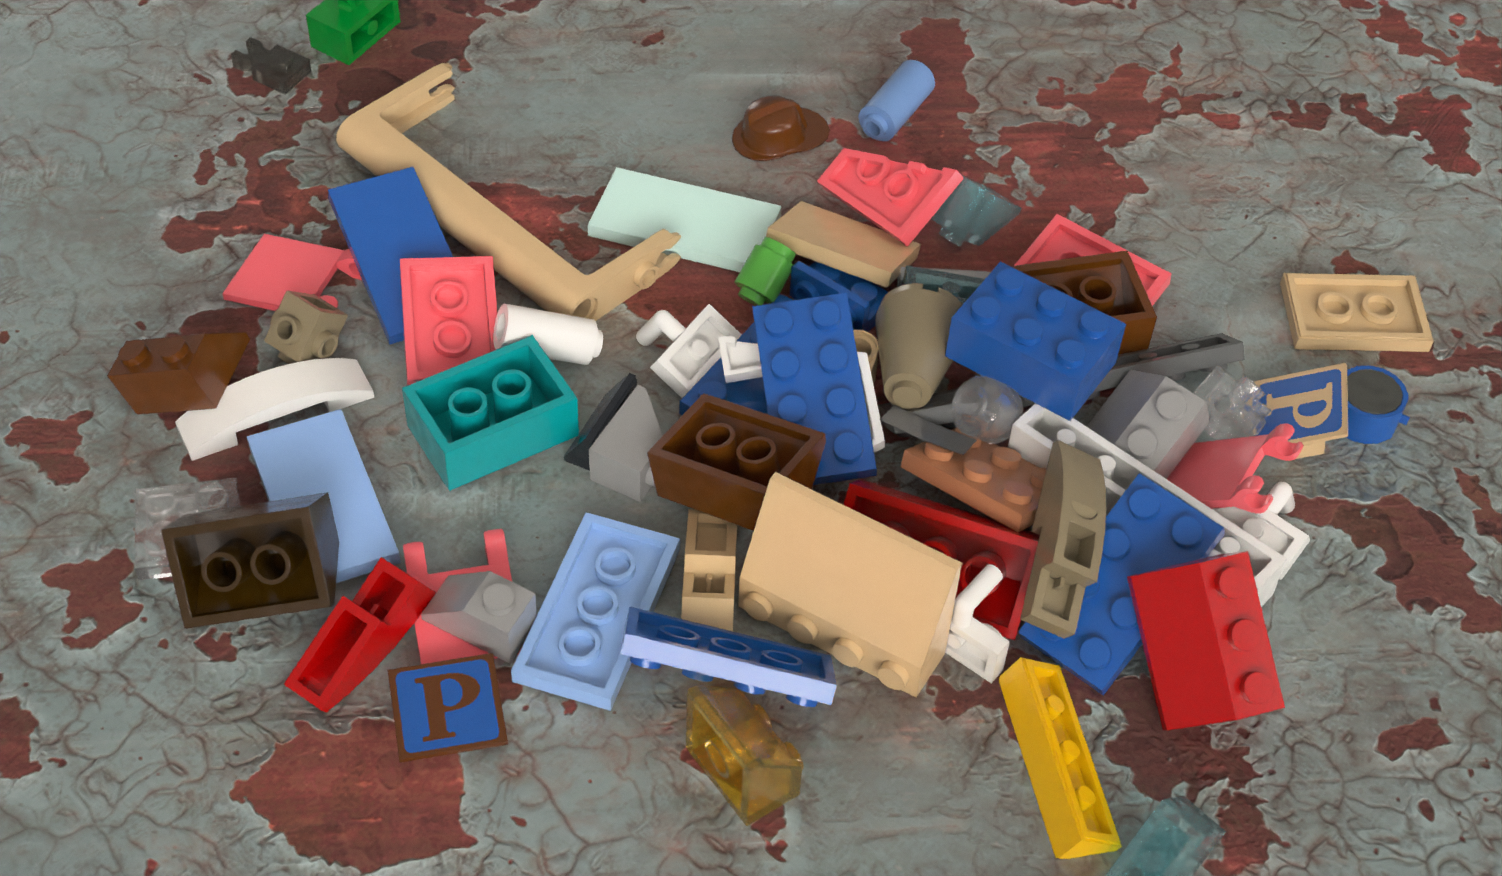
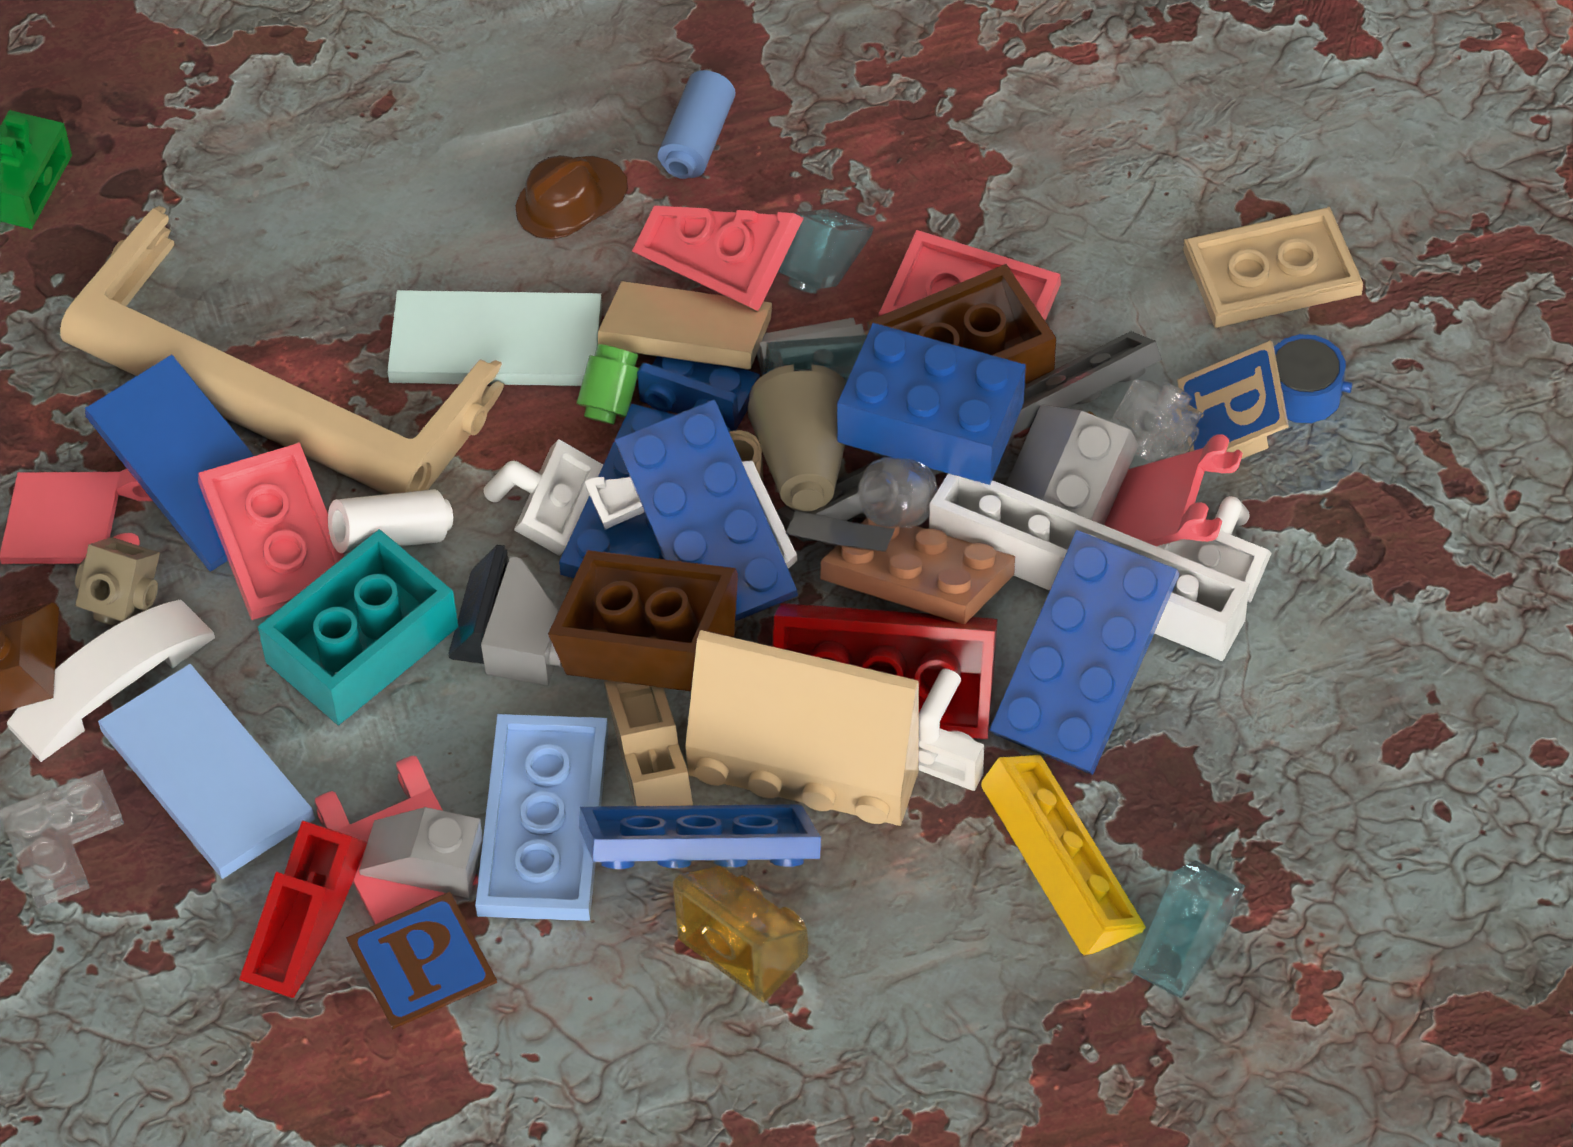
camera: 10 degrees left, 5 degrees up
(254, 560) = (165, 856): dark brown slope -> none
(1070, 540) = (1022, 619): dark tan slope -> none
(1205, 641) = (1183, 694): red slope -> none

